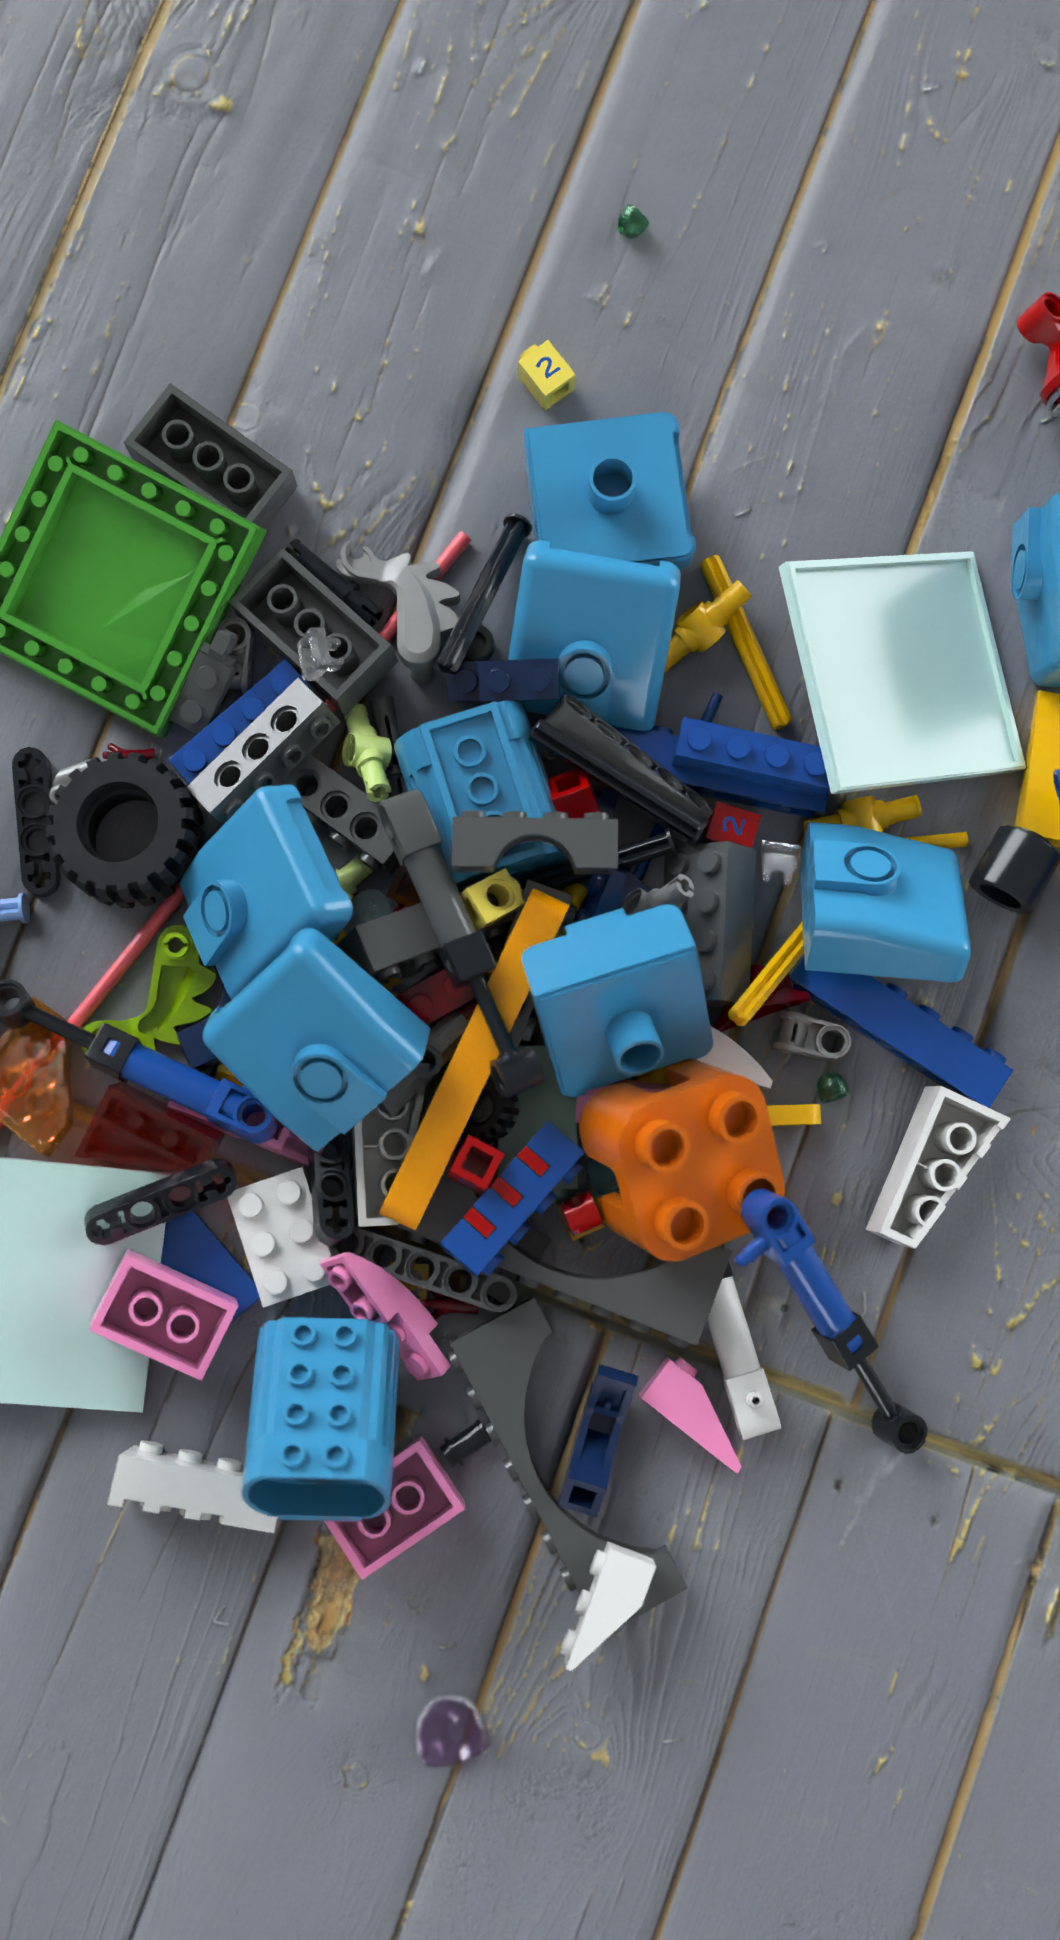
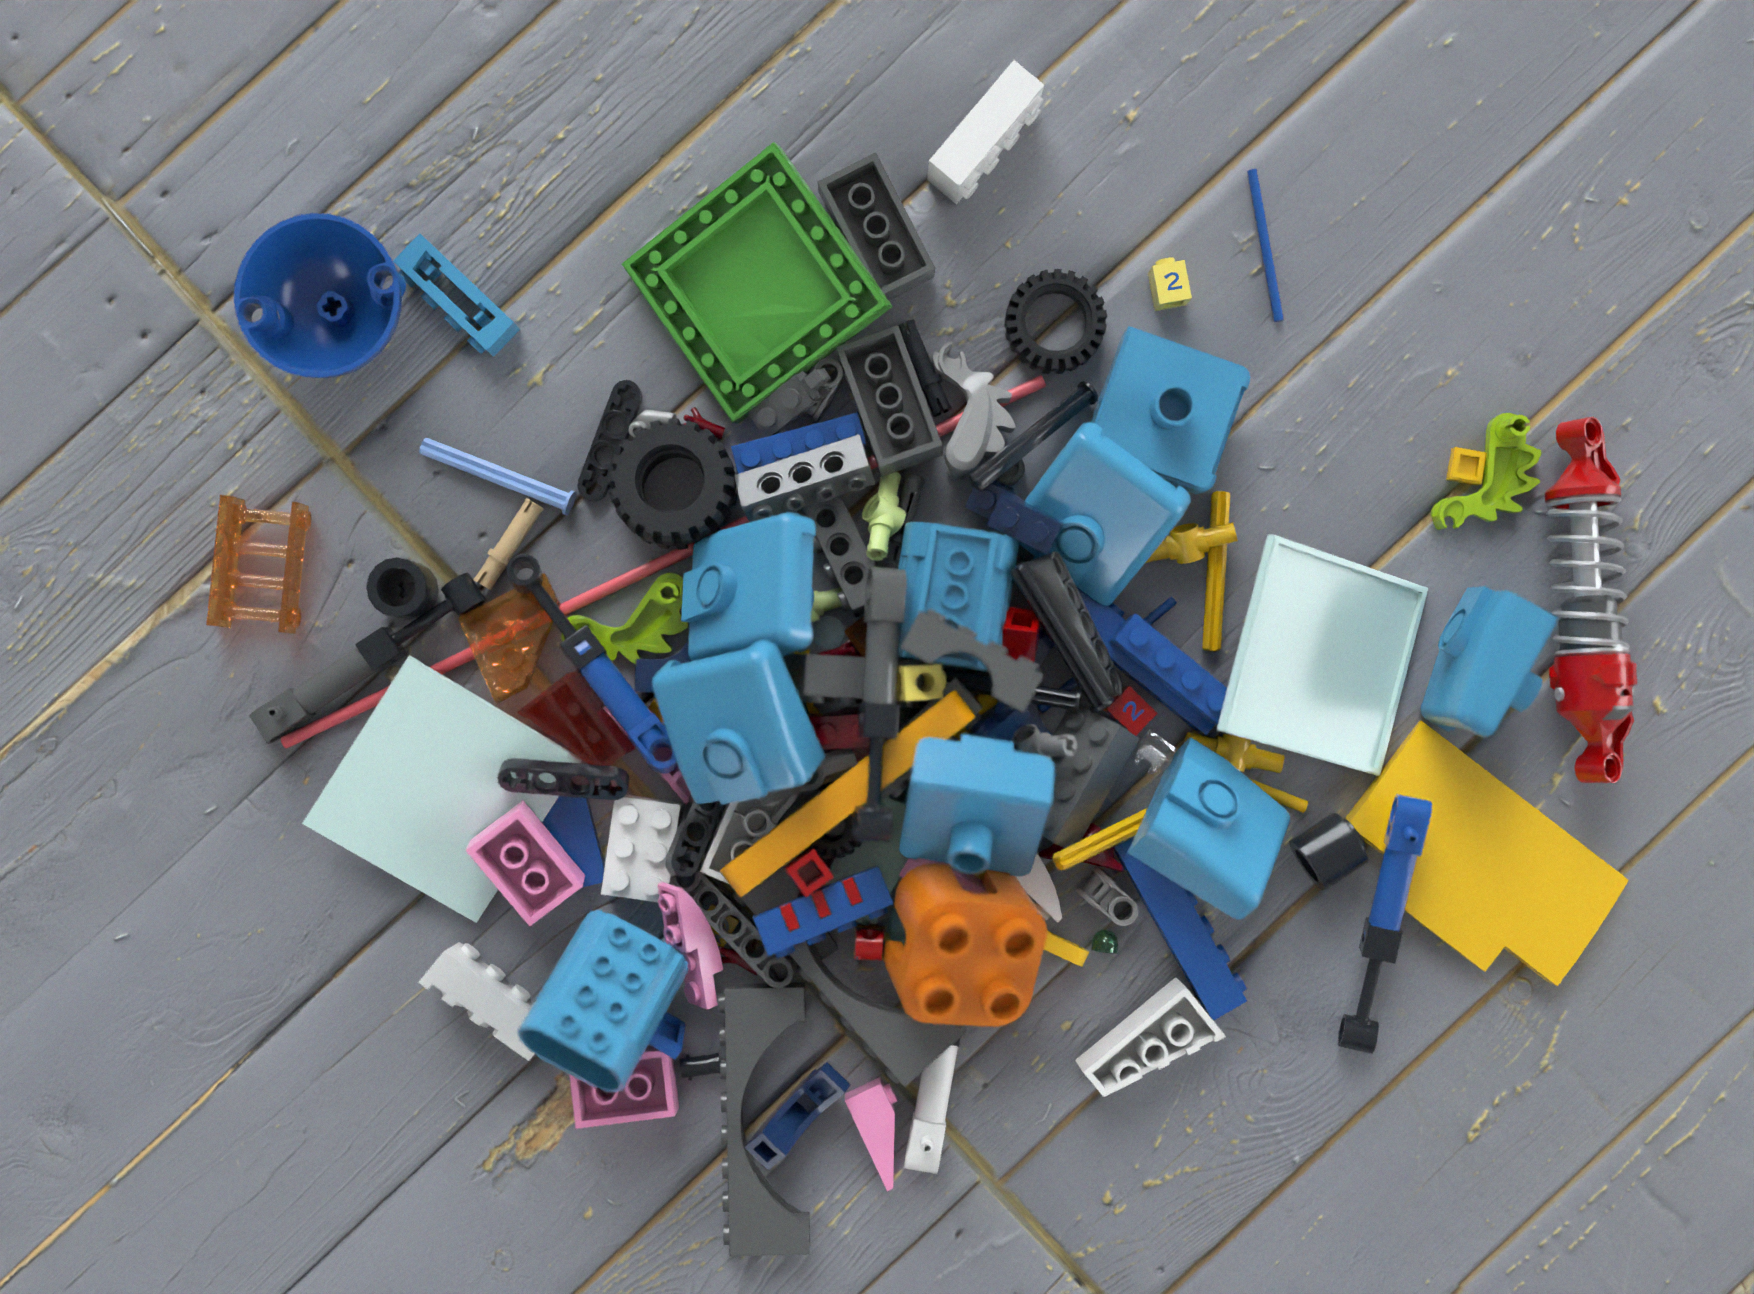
camera: 30 degrees right, 5 degrees up
(276, 311) = (985, 133): none -> white brick
(315, 656) = (880, 425): clear tile -> none
(413, 1424) = (669, 1036): none -> blue tile
(440, 427) = (1077, 290): none -> black tyre
(451, 1732) = (586, 1266): clear purple helmet -> none
(614, 1596) = (751, 1235): white slope -> none
(624, 290) = (1265, 245): none -> blue axle
(632, 222) = (1298, 194): clear green hinge -> none
(837, 1328) = (1015, 1131): blue piece -> none
(946, 410) = (1466, 466): none -> yellow tile
(990, 403) = (1502, 478): none -> lime animal

